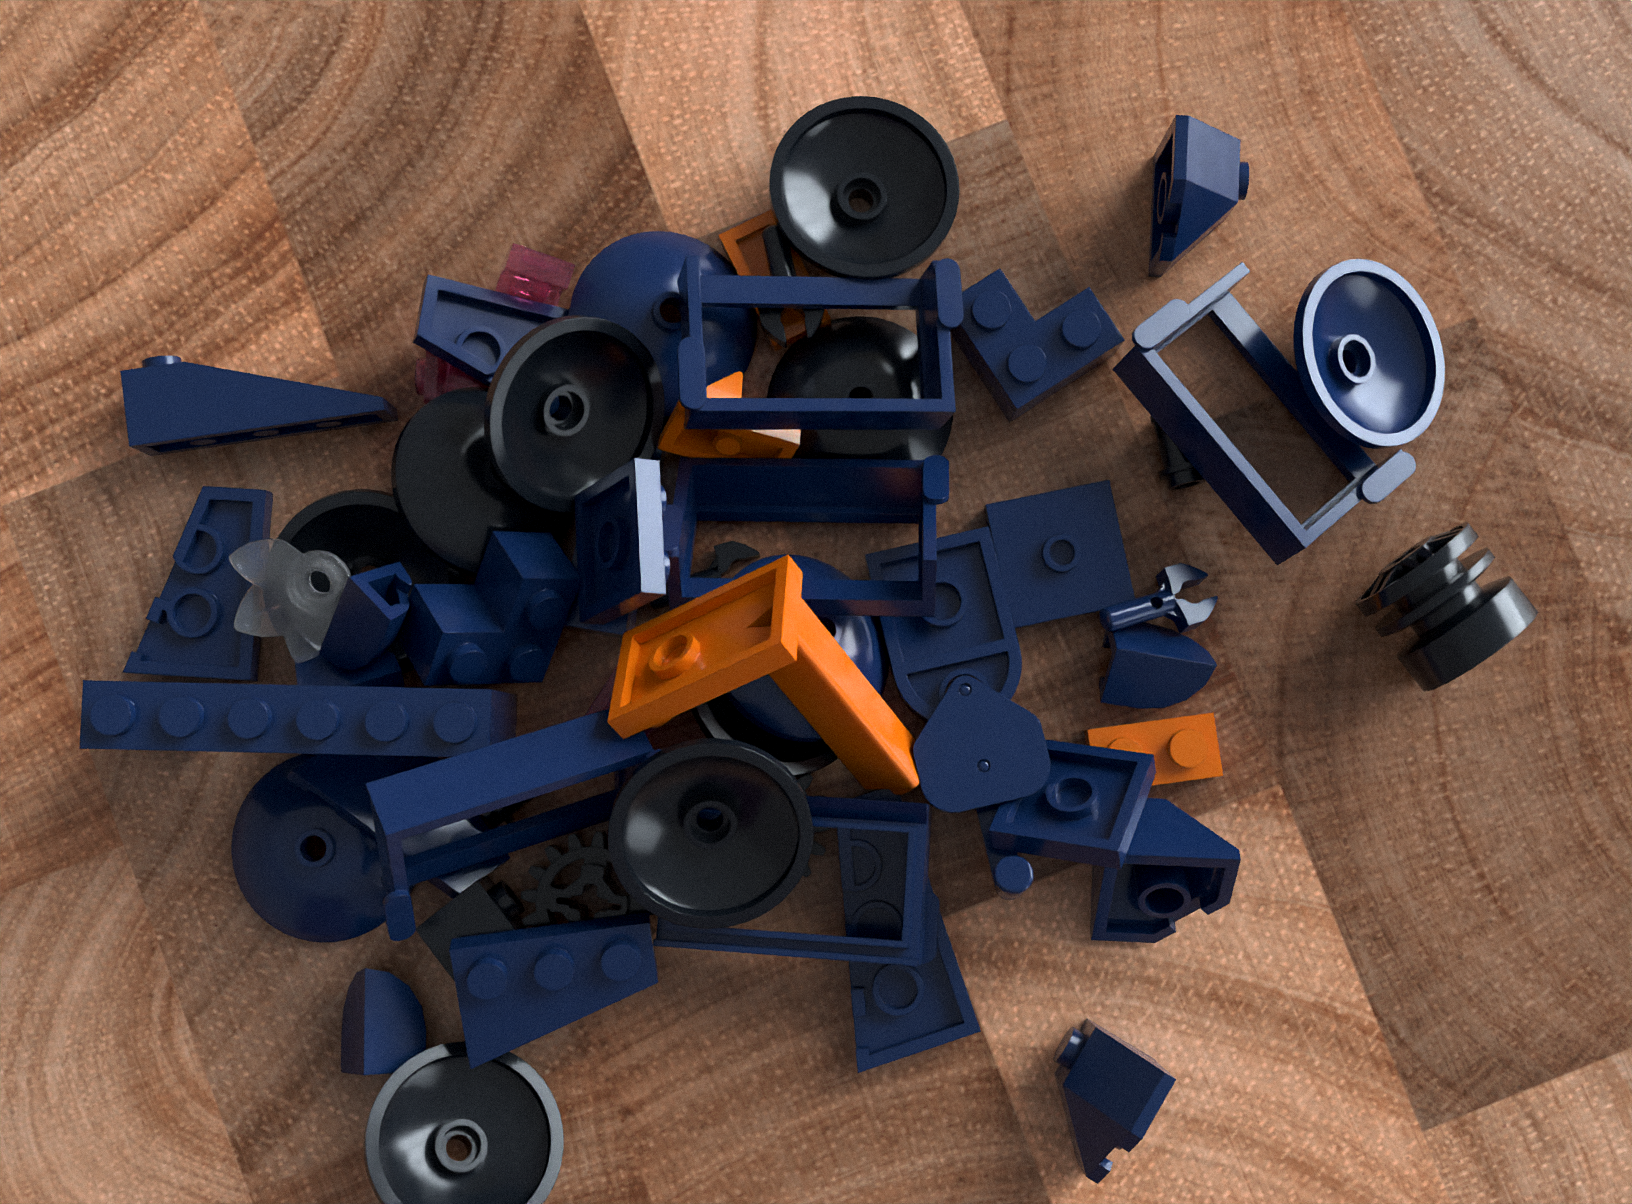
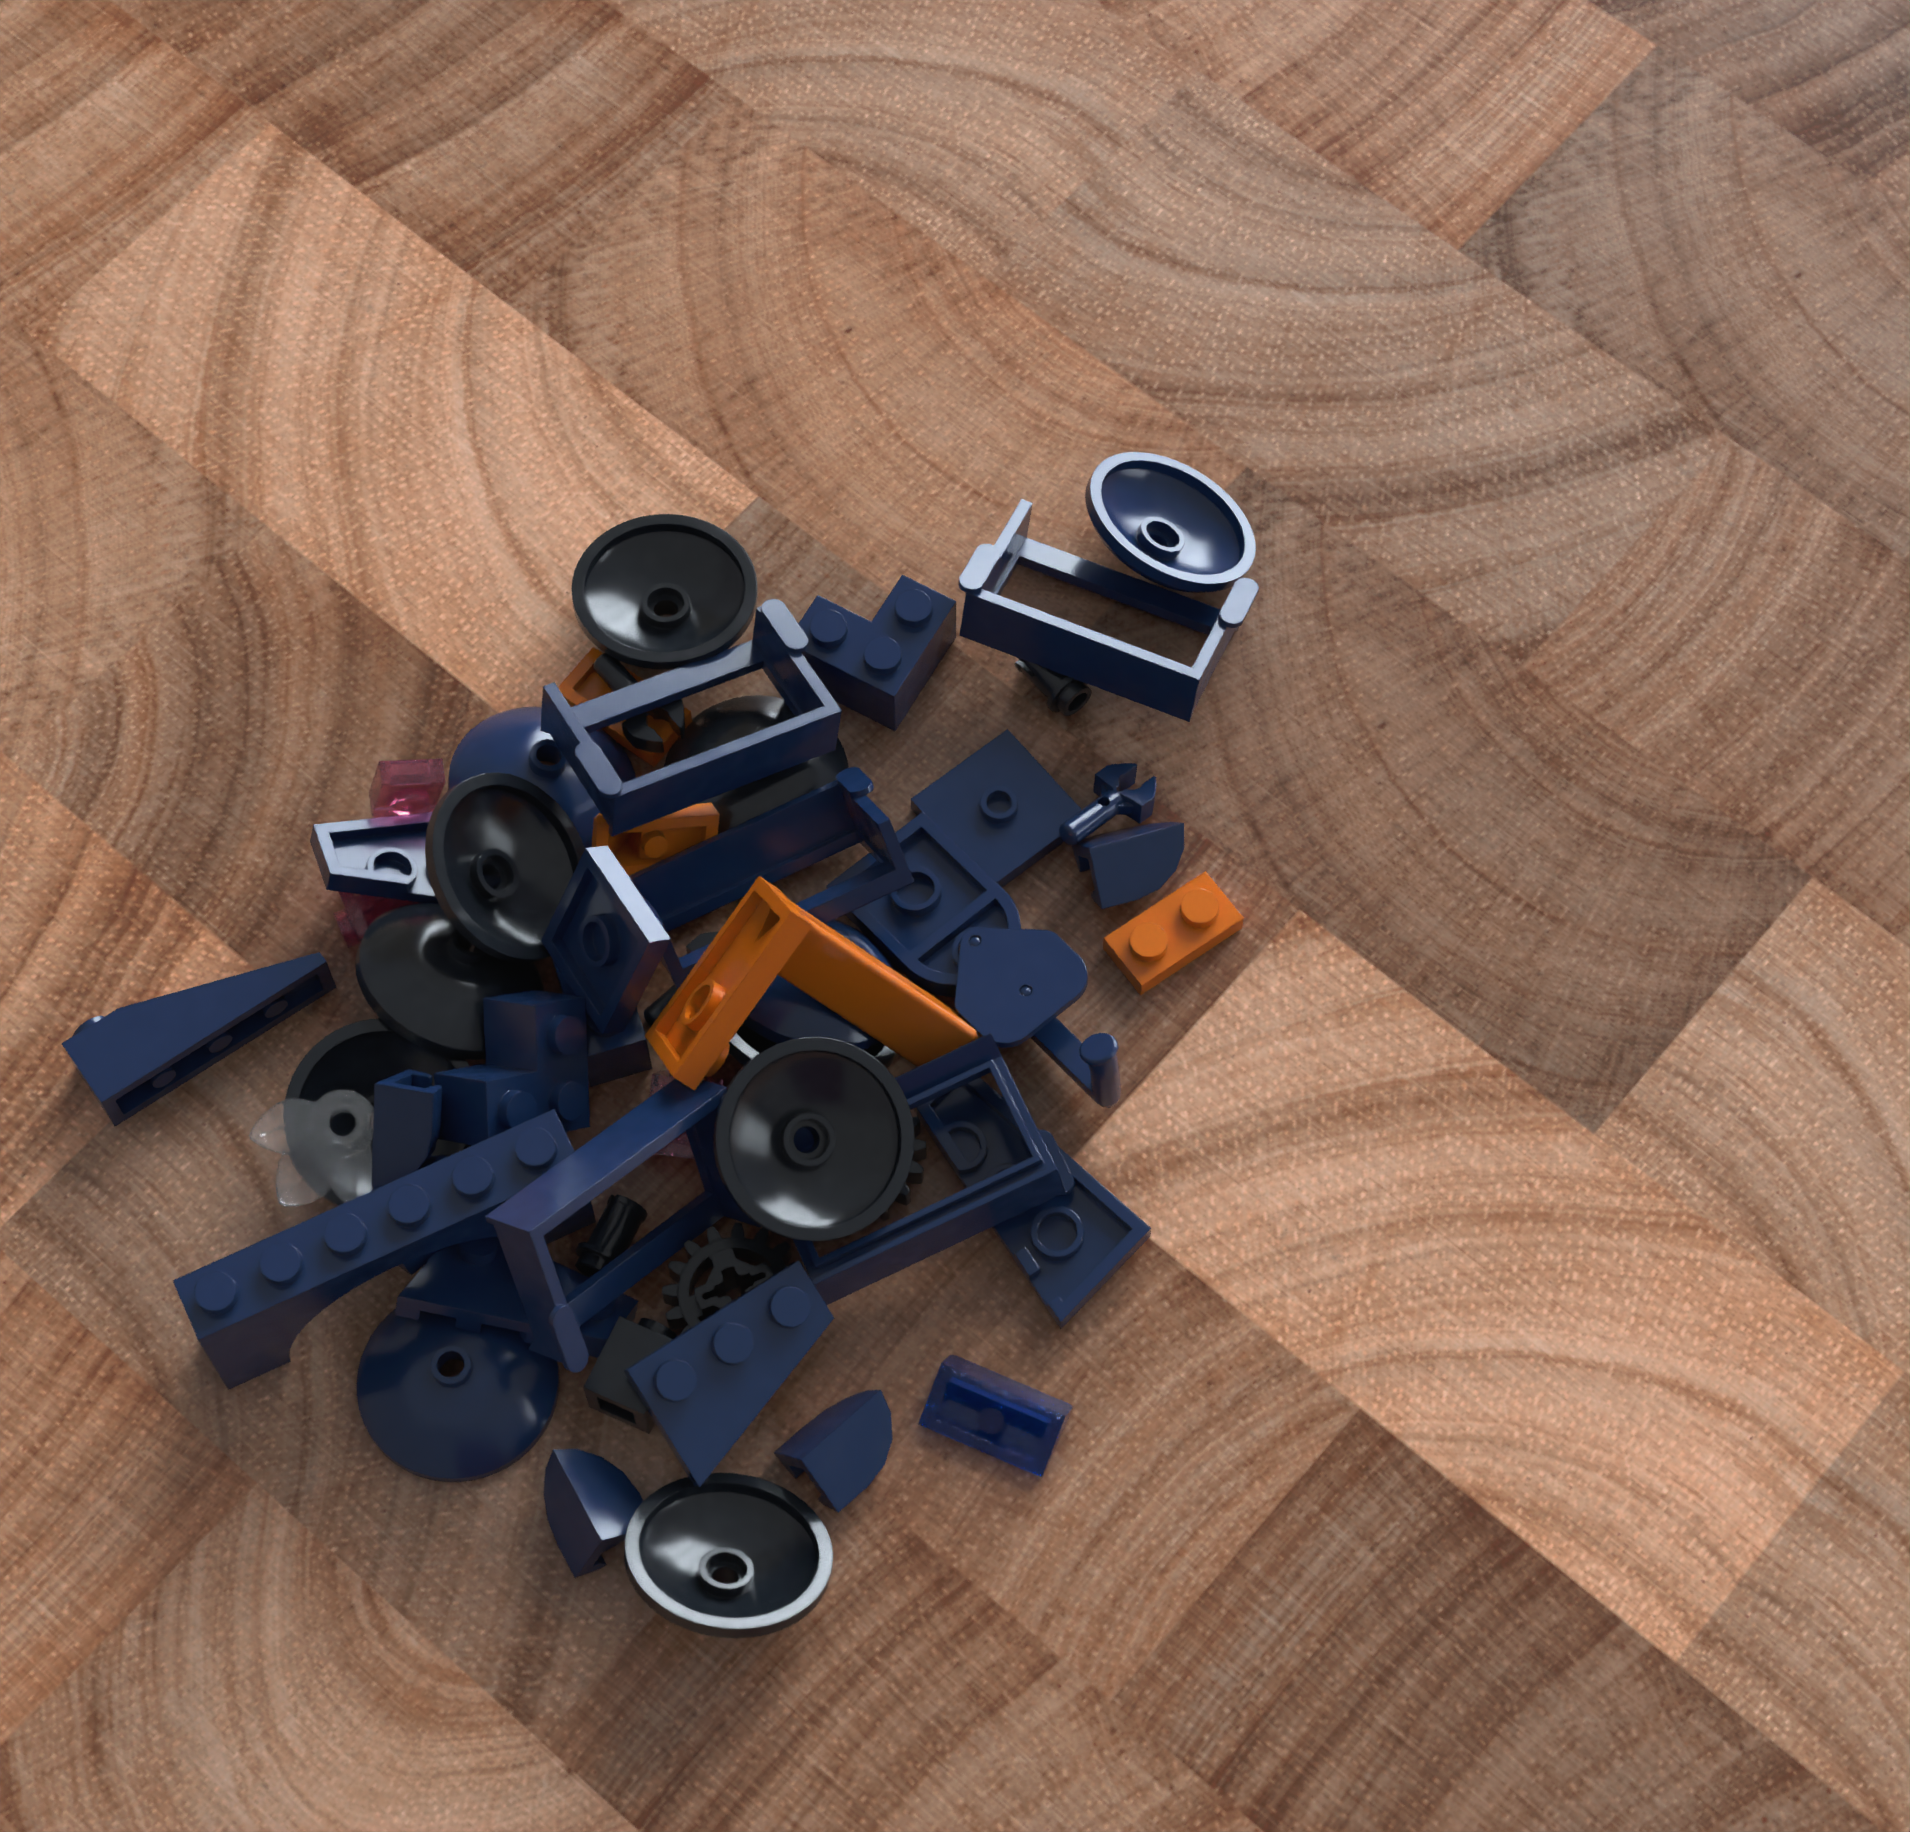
camera: 30 degrees left, 20 degrees down
(195, 616) = (228, 1182): dark blue wing -> none
(613, 1081) = (842, 1447): none -> dark blue brick
(765, 1115) = (995, 1414): none -> clear blue slope
(1083, 808) = (1127, 982): dark blue plate -> none
(1106, 1094) = (1288, 1220): dark blue slope -> none
(1166, 875) = (1228, 1020): dark blue slope -> none
(1192, 188) = (947, 468): dark blue slope -> none
(1450, 613) = (1347, 682): black wheel -> none

